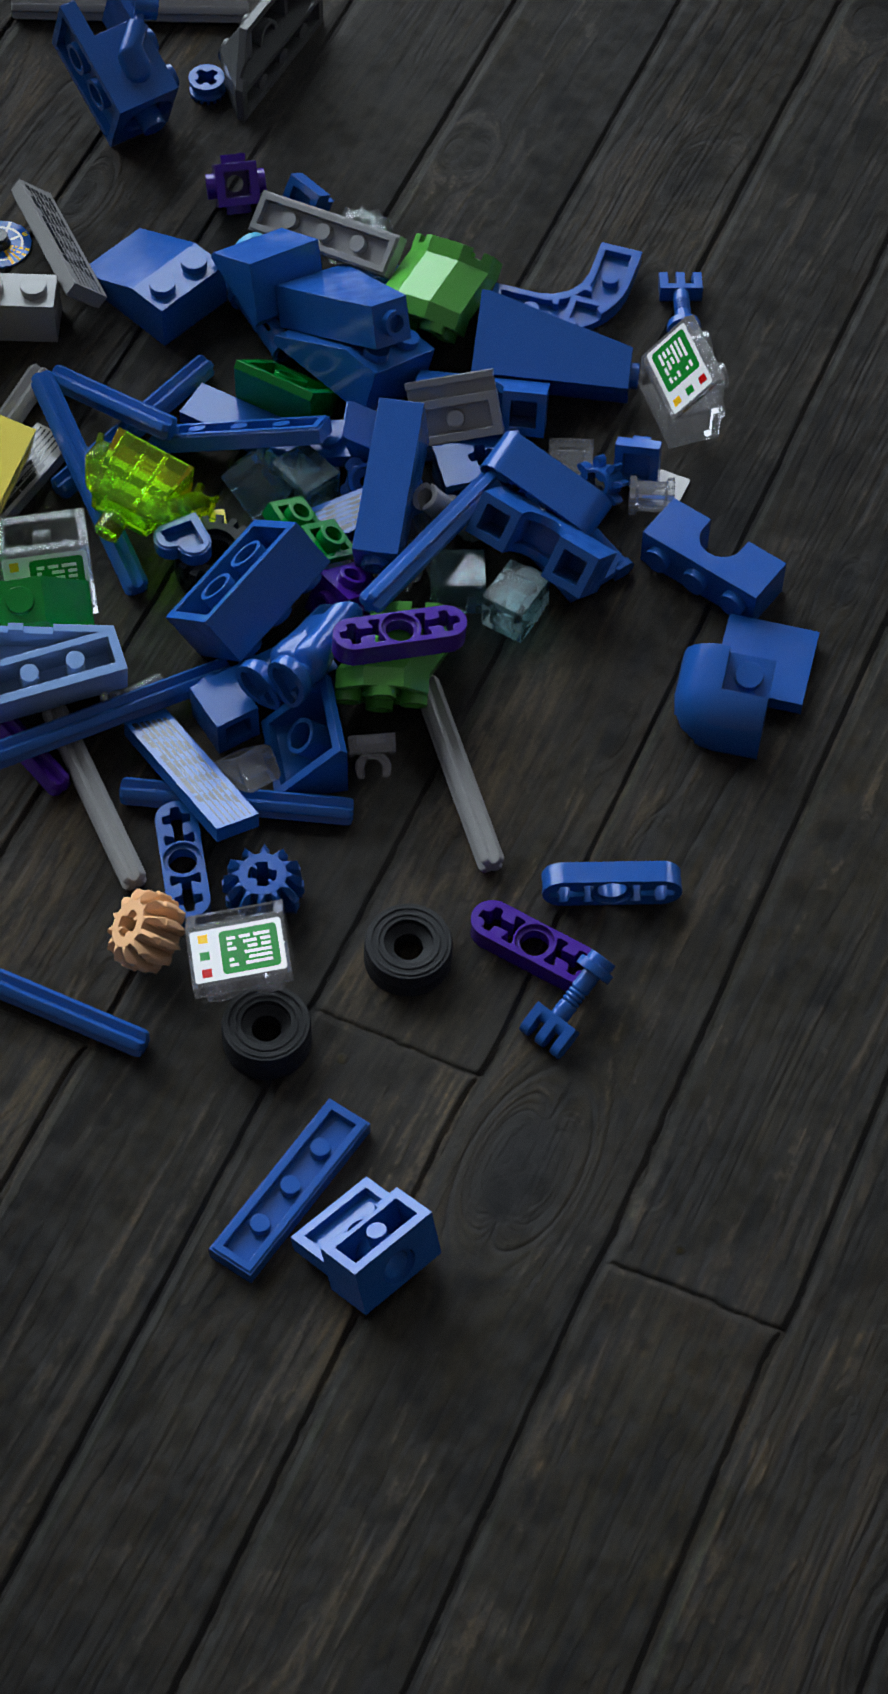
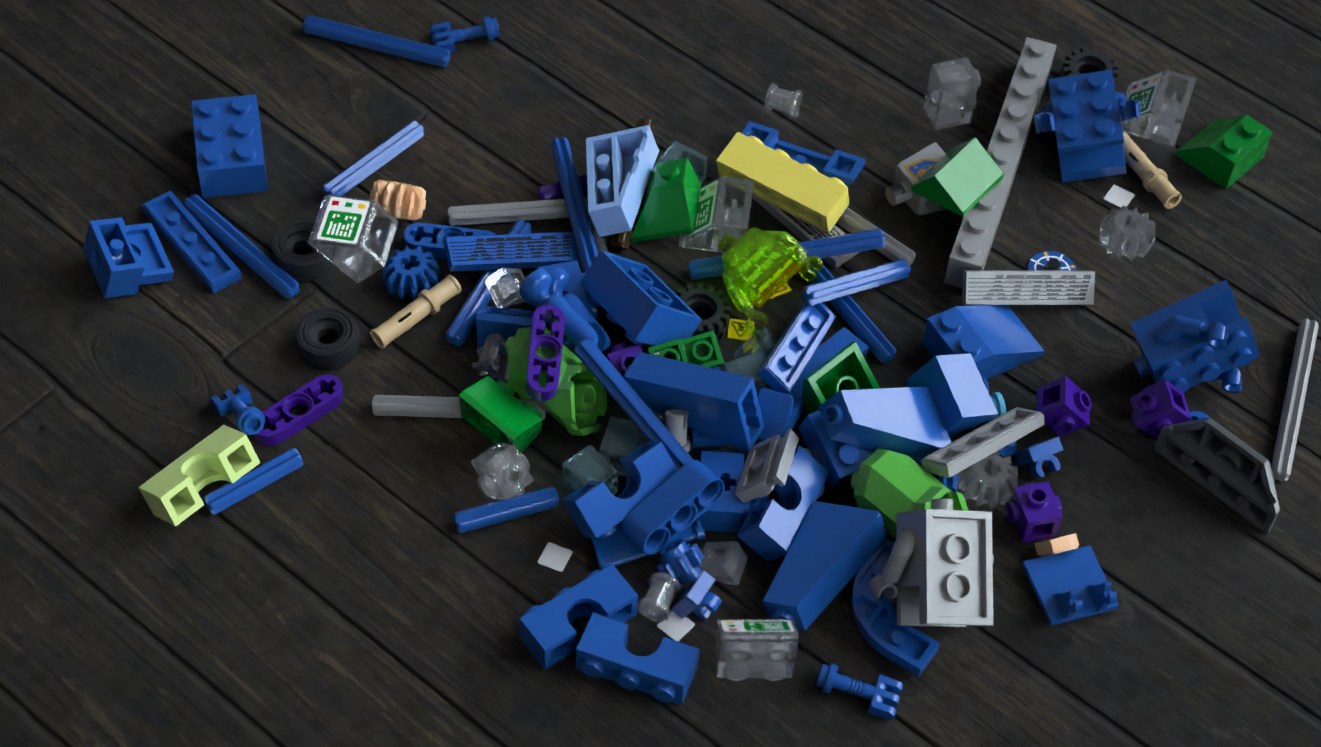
camera: 105 degrees right, 5 degrees down
(102, 1192) = (229, 146): none -> blue brick
(184, 540) = (707, 287): blue tile -> none
(221, 103) = (1159, 406): none -> dark purple brick
(278, 1120) = (242, 246): none -> blue axle
(324, 863) = (426, 303): none -> tan pin
(395, 187) = (1035, 511): none -> dark purple brick
(424, 170) = (1057, 545): none -> light nougat tile
(472, 154) = (1070, 585): none -> blue plate
(478, 693) = (498, 414): none -> green slope
(535, 219) = (940, 567): none -> light grey torso
(539, 683) = (502, 471): none -> clear brick
(591, 678) = (506, 509): none -> blue axle
(611, 883) = (322, 464): blue beam -> none
(629, 620) = (555, 557): none -> white sticker
(654, 989) = (175, 489): none -> yellowish green arch
(665, 956) = (253, 481): none -> blue axle
(723, 698) = (443, 575): blue brick -> none
(745, 467) = (662, 674): none -> blue arch
(788, 645) = (474, 627): blue tile -> none

